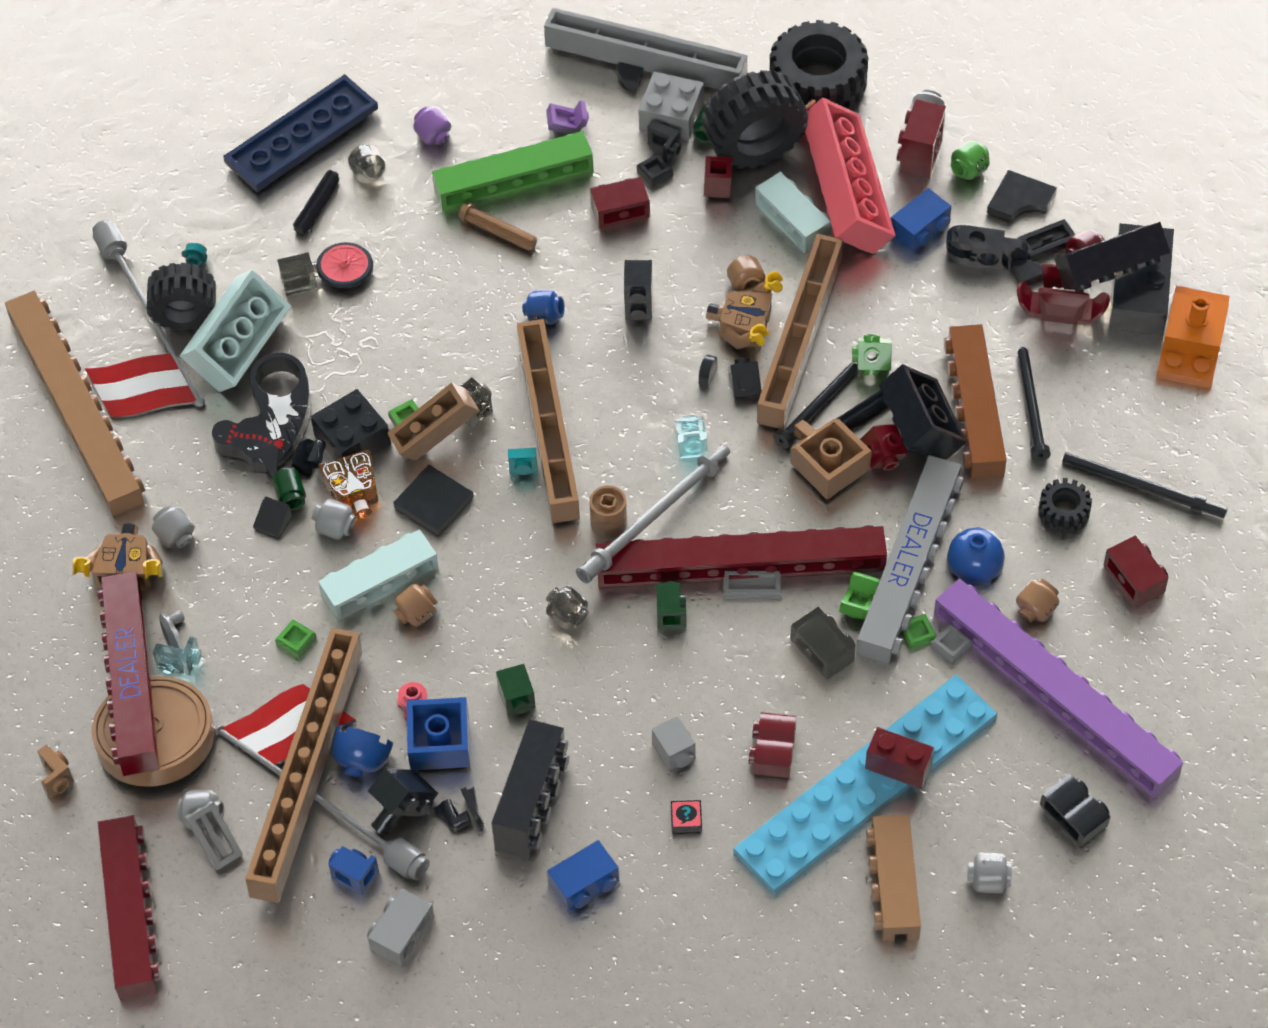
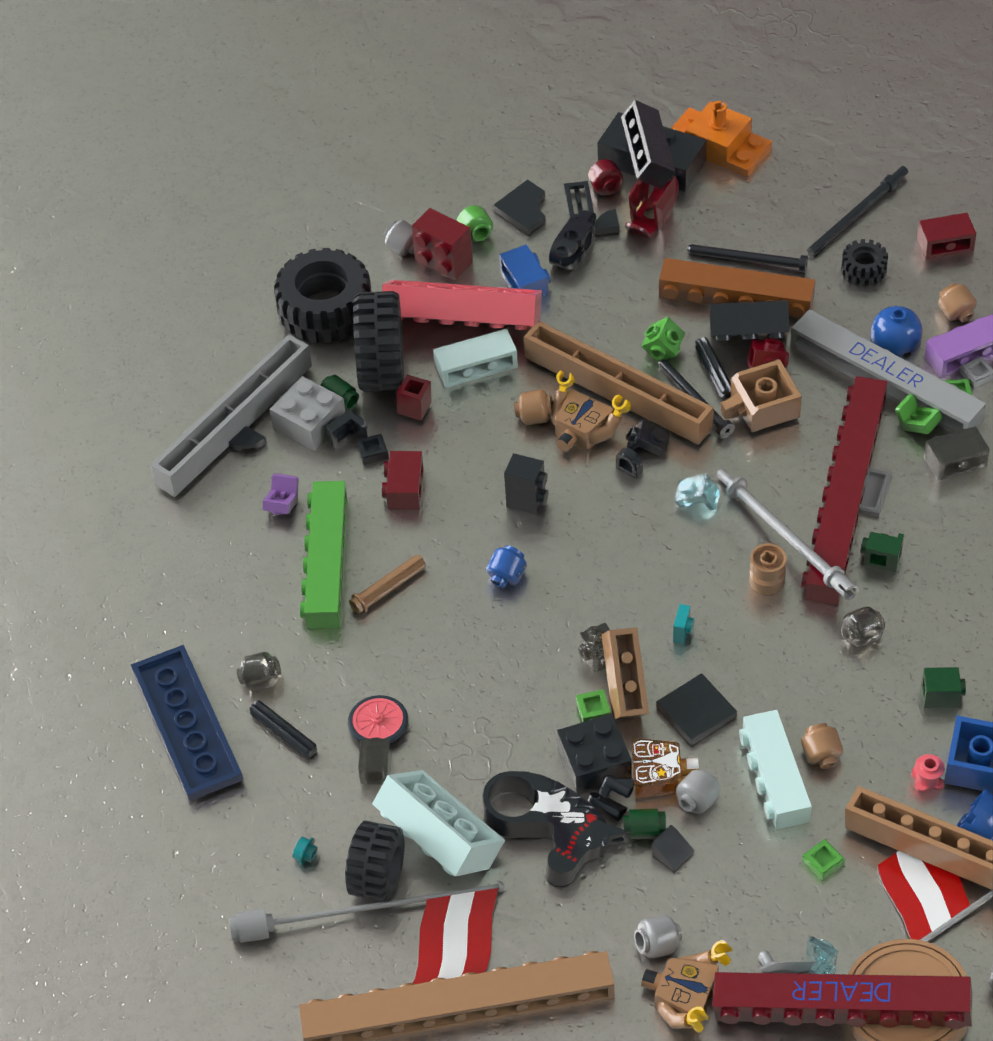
camera: 70 degrees left, 5 degrees down
(432, 125) = (236, 606): medium lavender head -> none
(548, 421) = (646, 589): medium nougat brick -> none

